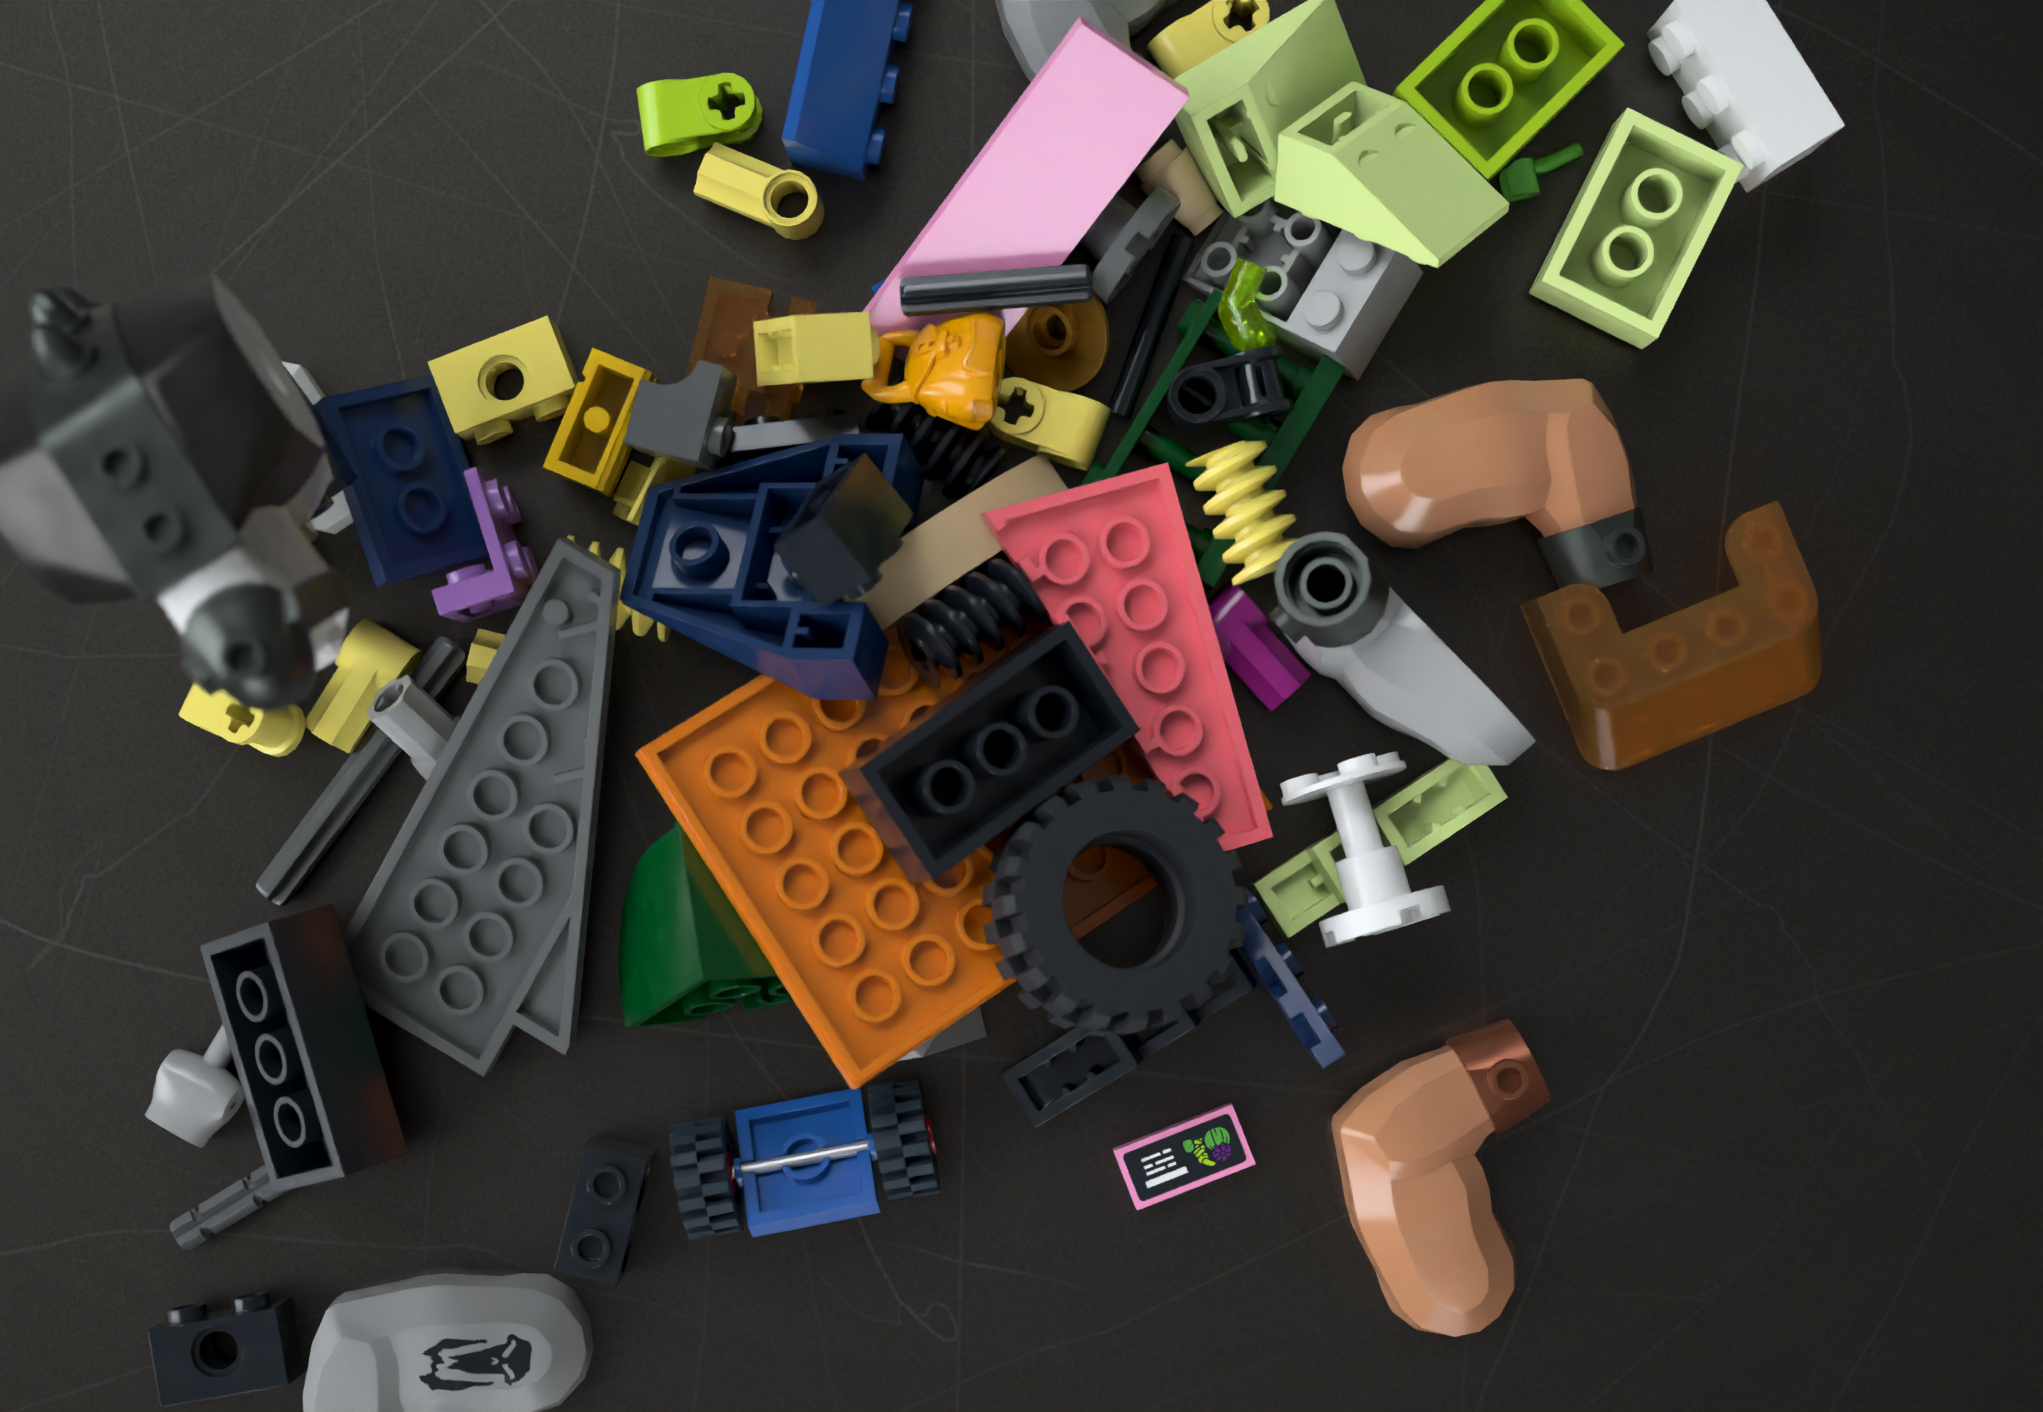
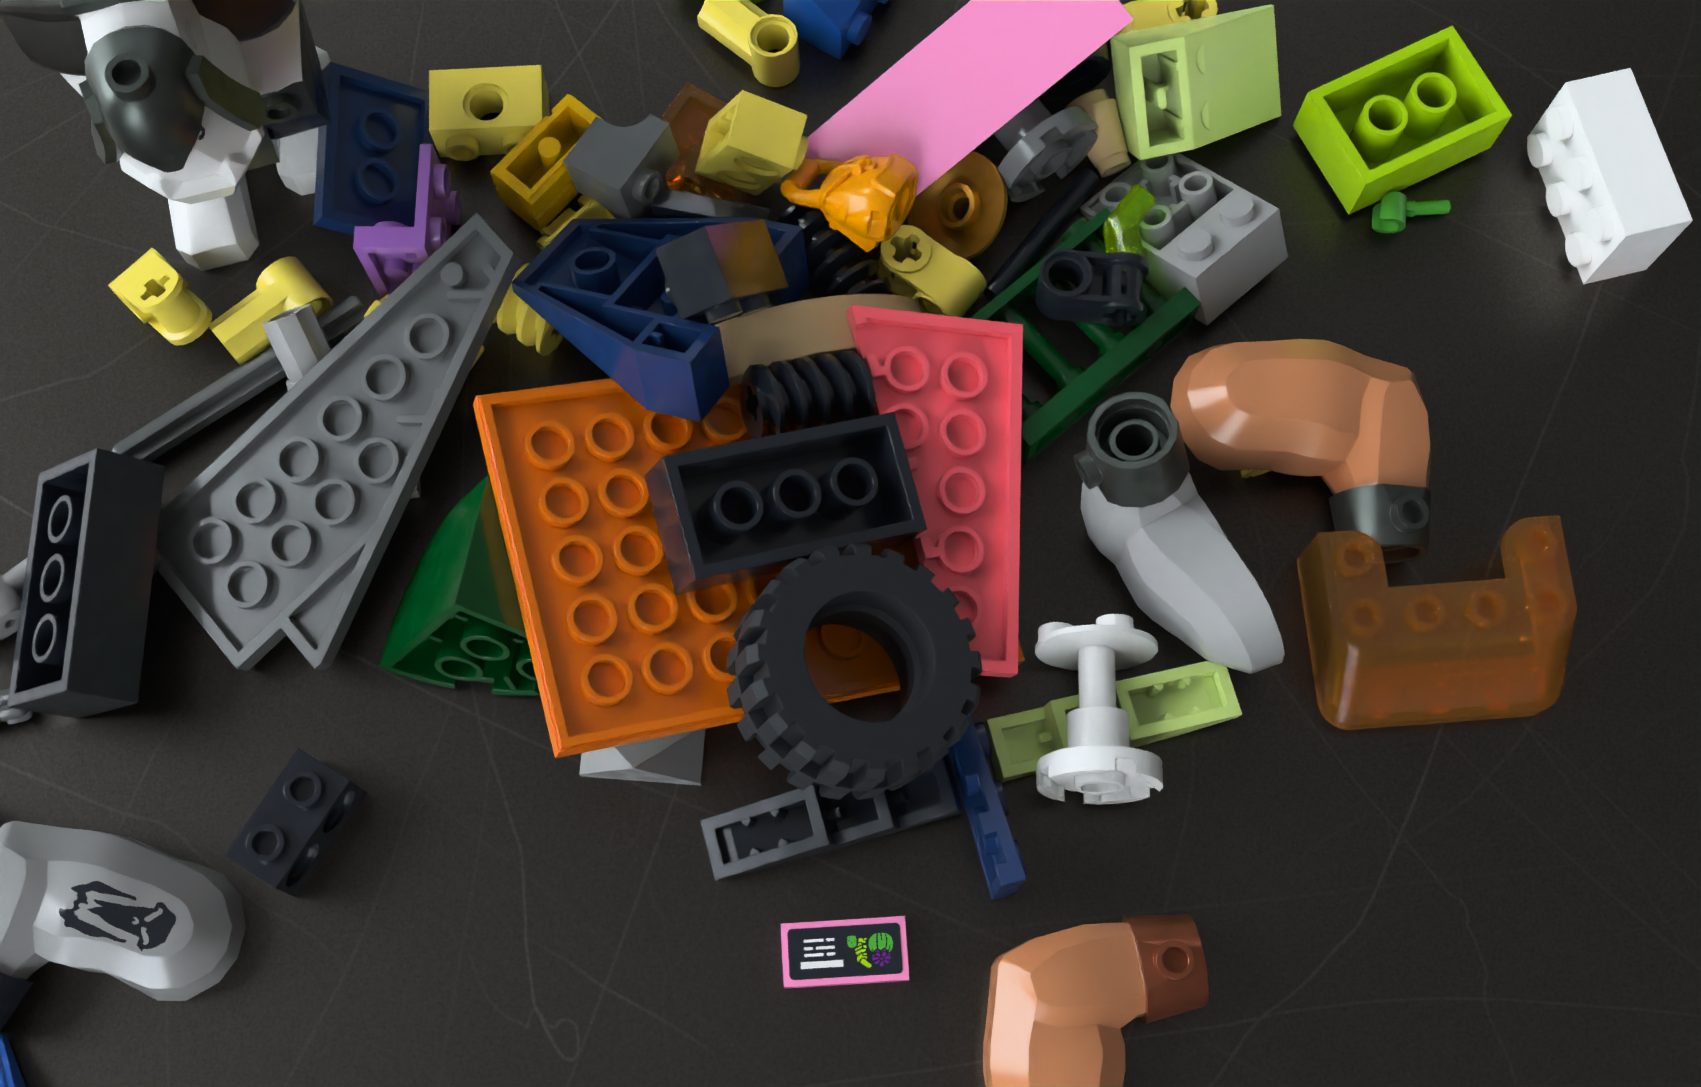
camera: 15 degrees right, 15 degrees down
(804, 1161) = (491, 834): plate -> none
(996, 290) = (920, 144): black axle -> none
(1246, 507) = (1075, 375): light yellow piece -> none
(1253, 649) = (1050, 519): magenta piece -> none
(1383, 176) = (1275, 153): yellowish green slope -> none
(1636, 229) = (1482, 270): yellowish green brick -> none

